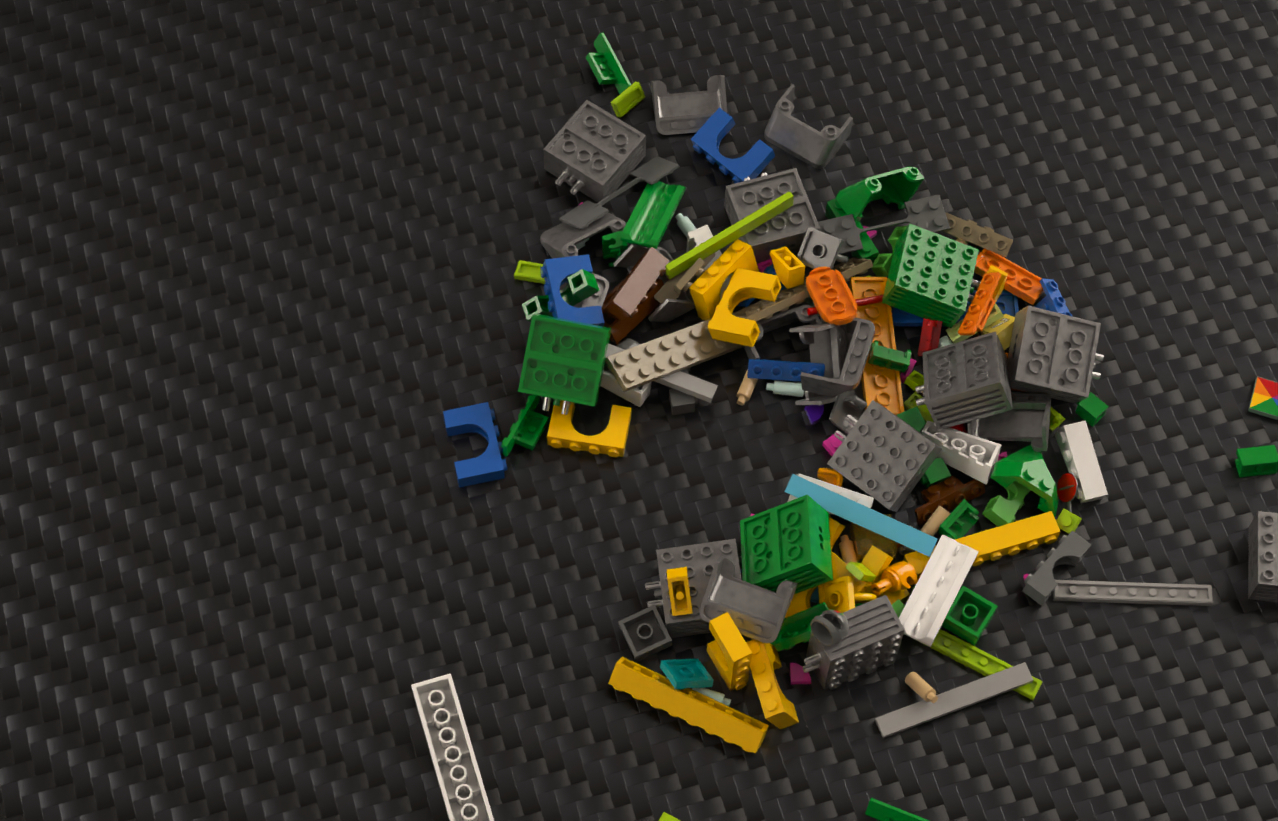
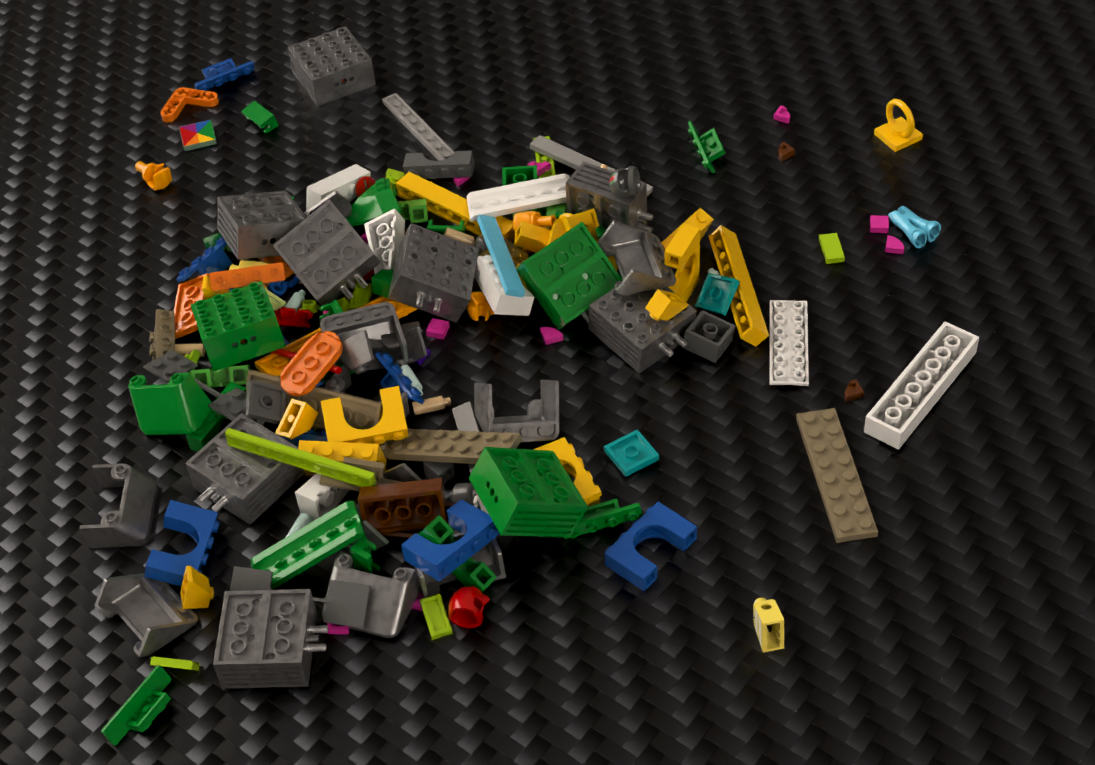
camera: 120 degrees left, 15 degrees down
(338, 467) = (768, 613): none -> light yellow torso
(431, 627) = (836, 476): none -> dark tan plate
(499, 710) = (853, 391): none -> reddish brown tile
(522, 288) = (467, 607): none -> red piece
(574, 494) = (631, 453): none -> teal plate
(593, 701) = (788, 343): none -> white plate
(664, 423) = (539, 423): none -> flat silver windscreen
(679, 135) = (195, 590): none -> yellow slope
(860, 571) = (551, 223): lime tile -> none
(987, 653) = (541, 167): none -> dark pink tile
(1225, 332) = (155, 175): none -> light orange piece

